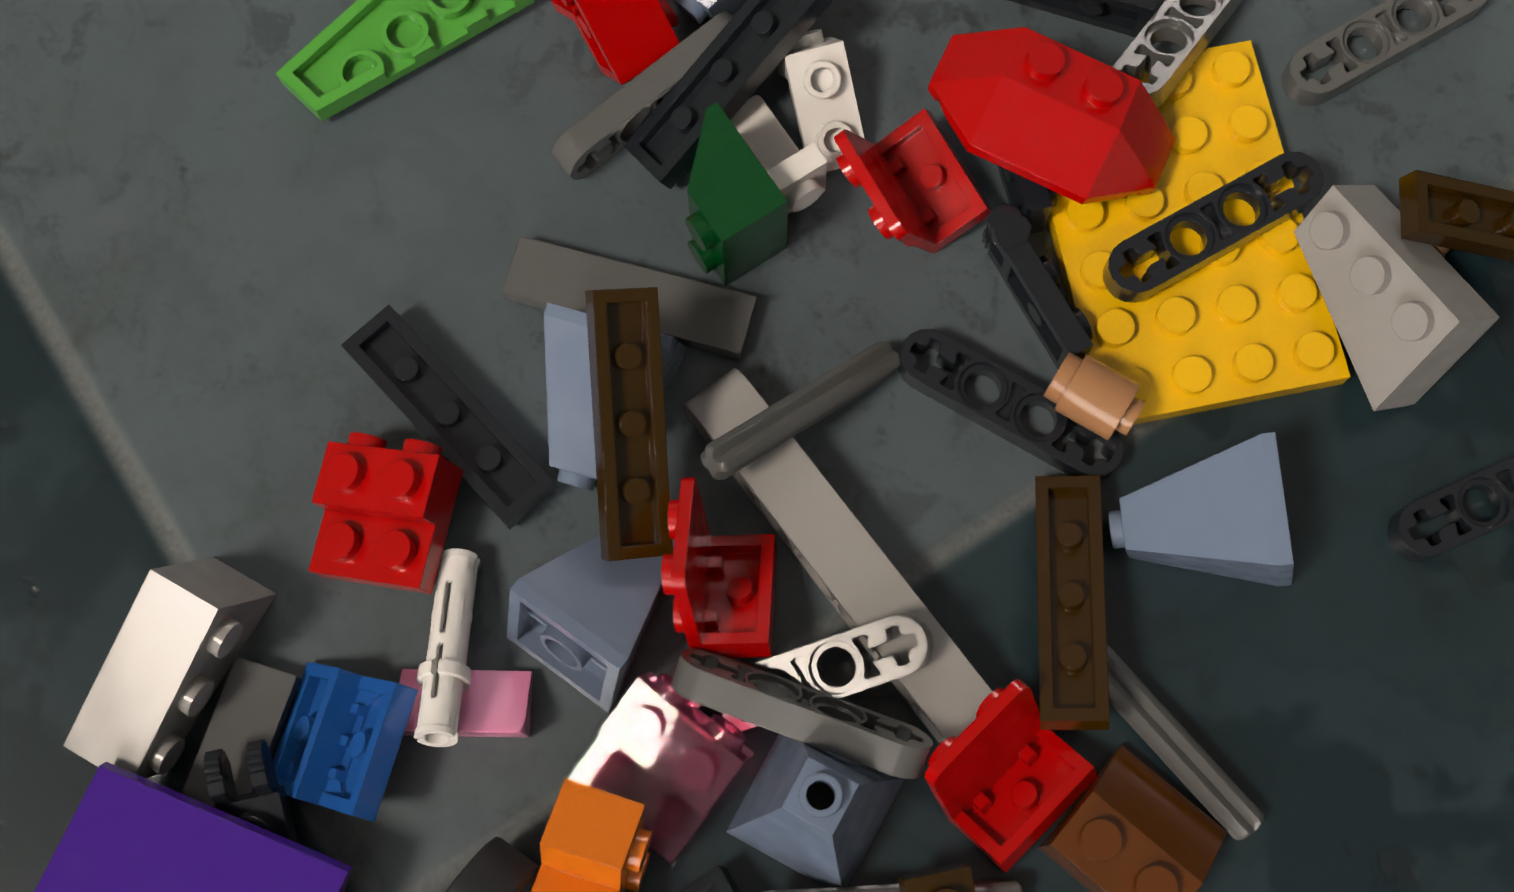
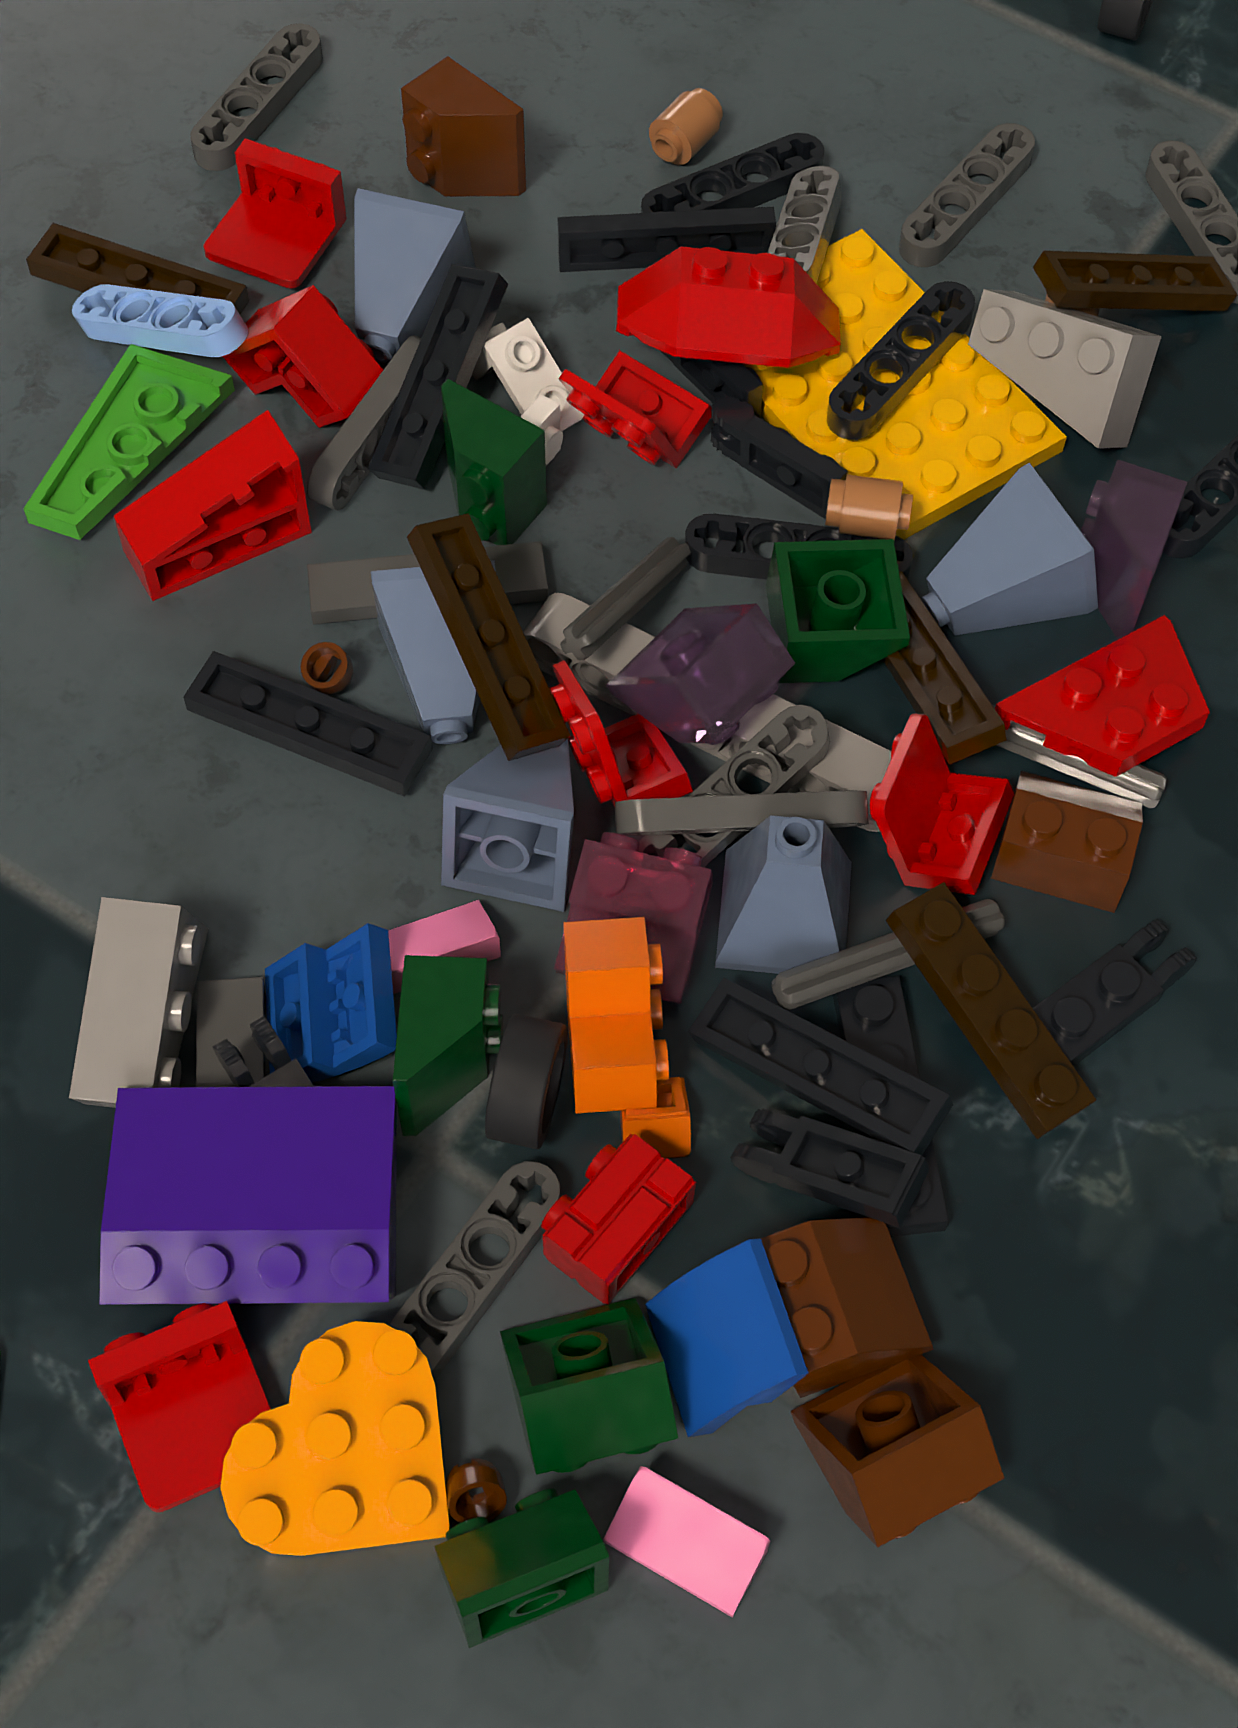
camera: 25 degrees left, 15 degrees down
(383, 512) = (285, 813): red plate -> none
(415, 828) = (443, 1035): none -> dark green slope
(445, 669) = (378, 849): white pin -> none
(449, 149) = (217, 510): none -> red wedge
(483, 355) = (319, 665): none -> reddish brown hinge
(833, 535) = (704, 672): none -> clear purple slope
(1011, 499) = (836, 606): none -> dark green slope
(1252, 714) = (1116, 701): none -> red wing
(1348, 545) = (1129, 538): none -> clear purple slope

